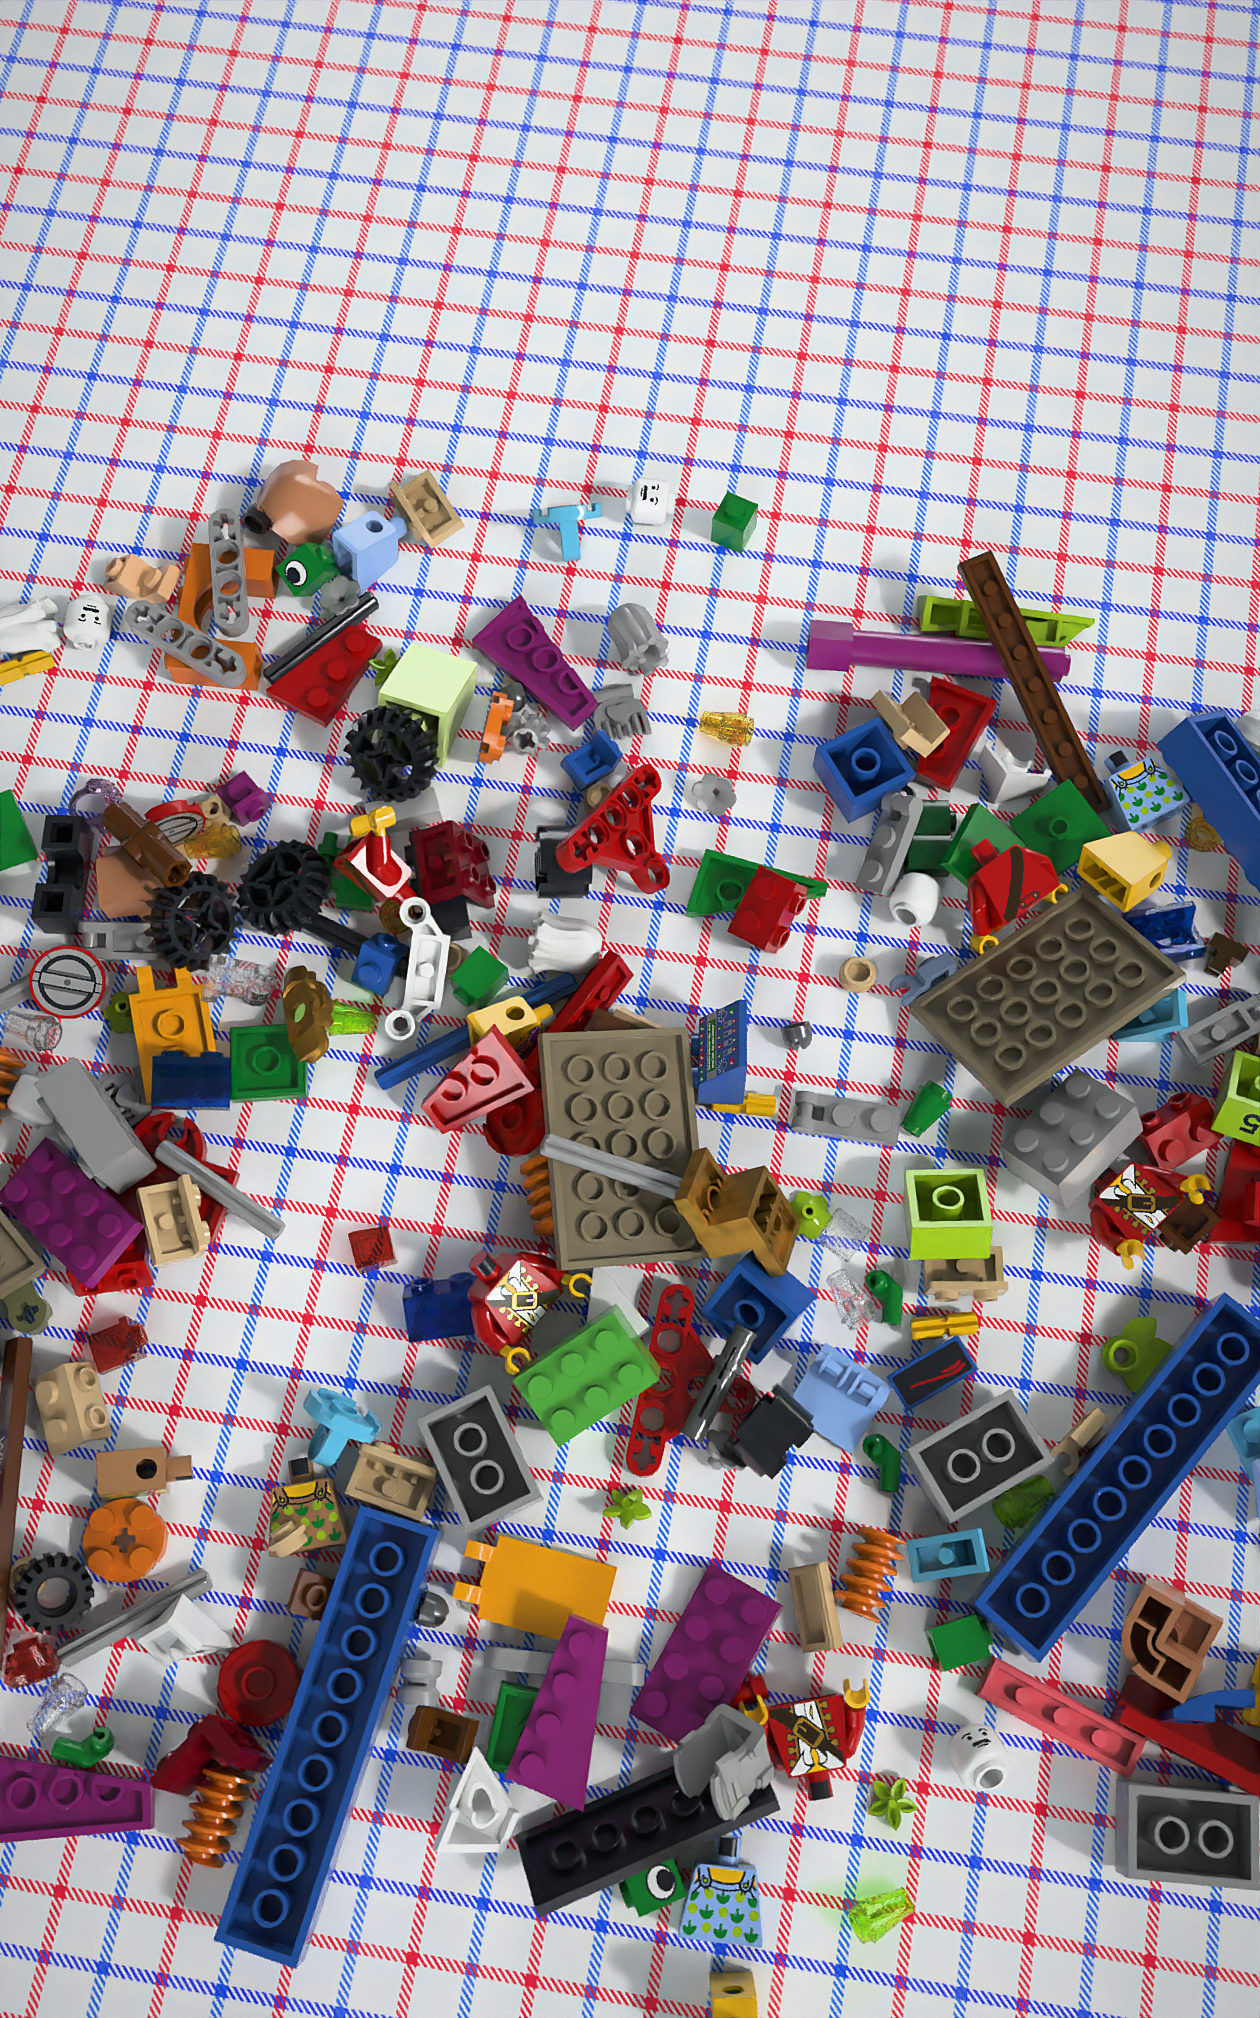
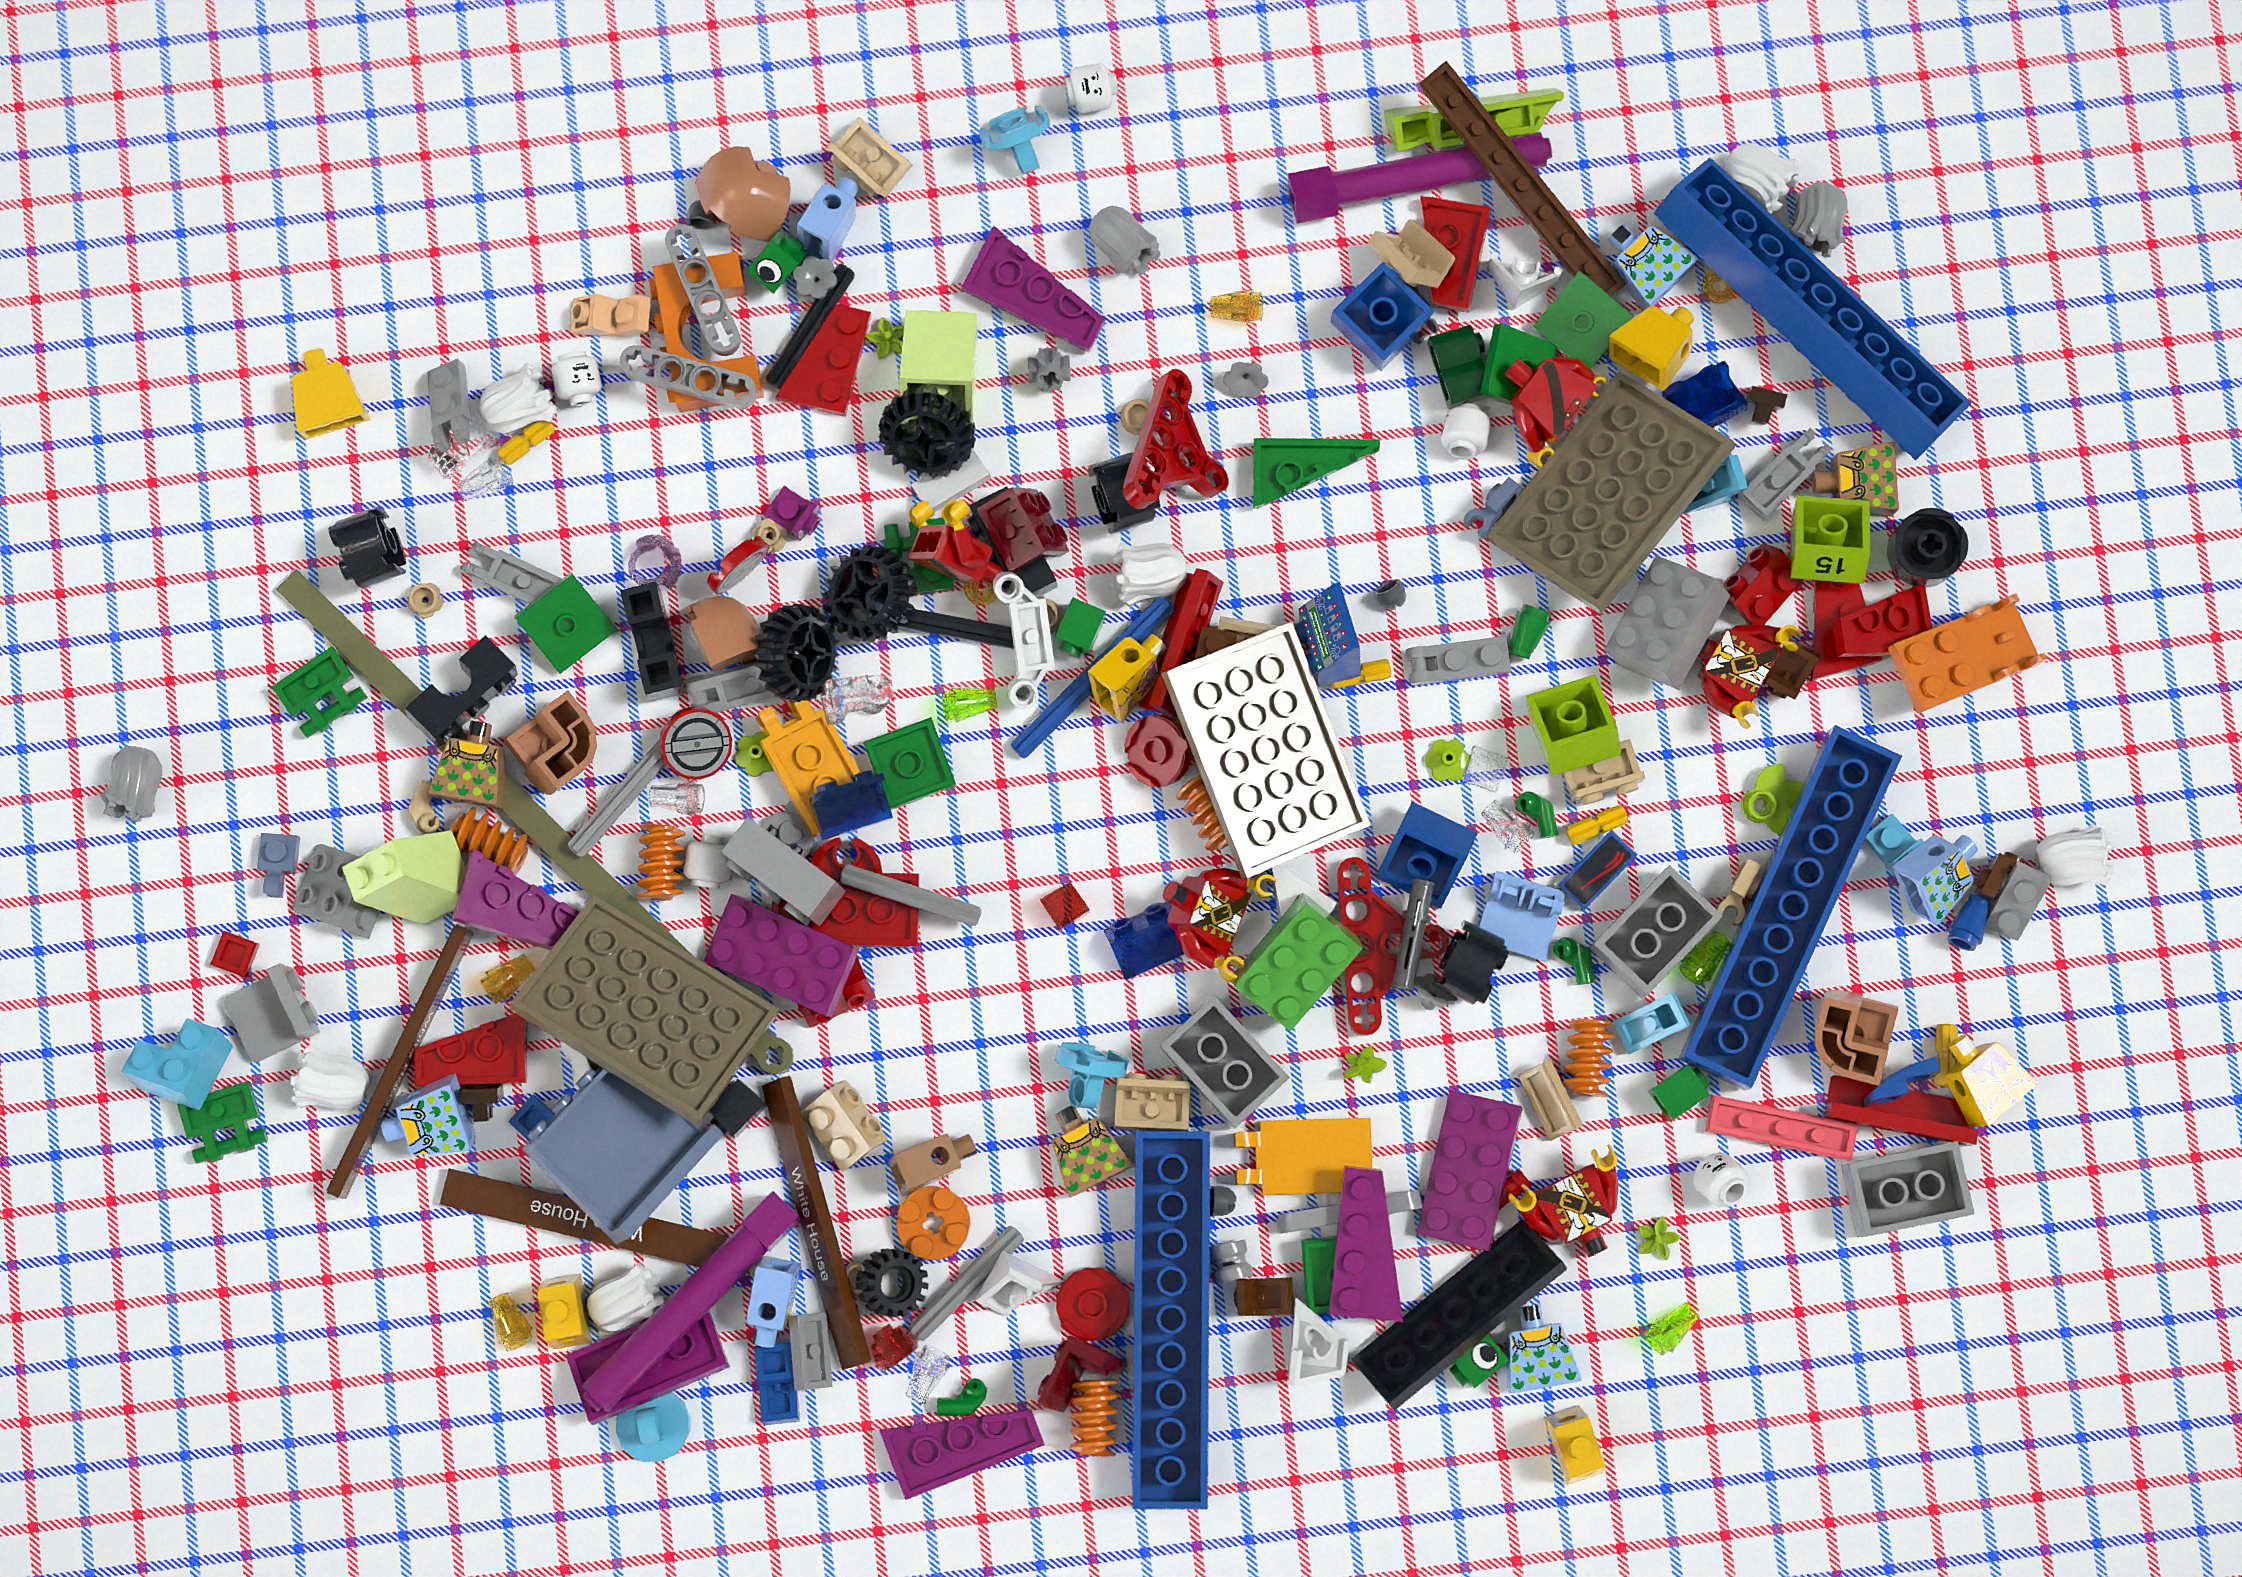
camera: 15 degrees left, 10 degrees up
(118, 1345) = (865, 1059): clear red bracket -> none
(146, 844) = (737, 596): reddish brown piece -> none
(173, 1221) = (881, 935): tan bracket -> none
(214, 843) = (782, 567): clear yellow cone -> none
(287, 1538) = (1083, 1177): tan plate -> none
(308, 1035) = (943, 728): pearl gold piece -> none
(310, 1594) = (1115, 1218): reddish brown bracket -> none
(378, 962) = (980, 639): blue bracket -> none
(479, 1083) = (1116, 730): wing -> none
(498, 716) = (1015, 376): orange plate -> none
(515, 692) = (1020, 336): dark grey hinge -> none
(592, 760) = (1118, 379): blue bracket -> none
(610, 1165) = (1265, 772): light grey axle -> none
(617, 708) = (1124, 319): light grey piece -> none
(734, 522) = (1181, 87): green brick -> none
(736, 1763) = (1522, 1244): light grey piece -> none
(738, 1212) = (1387, 779): pearl gold bracket -> none
(768, 910) = (1331, 484): red bracket -> none
(857, 975) = (1431, 520): tan plate -> none
(889, 843) = (1427, 384): light grey plate -> none

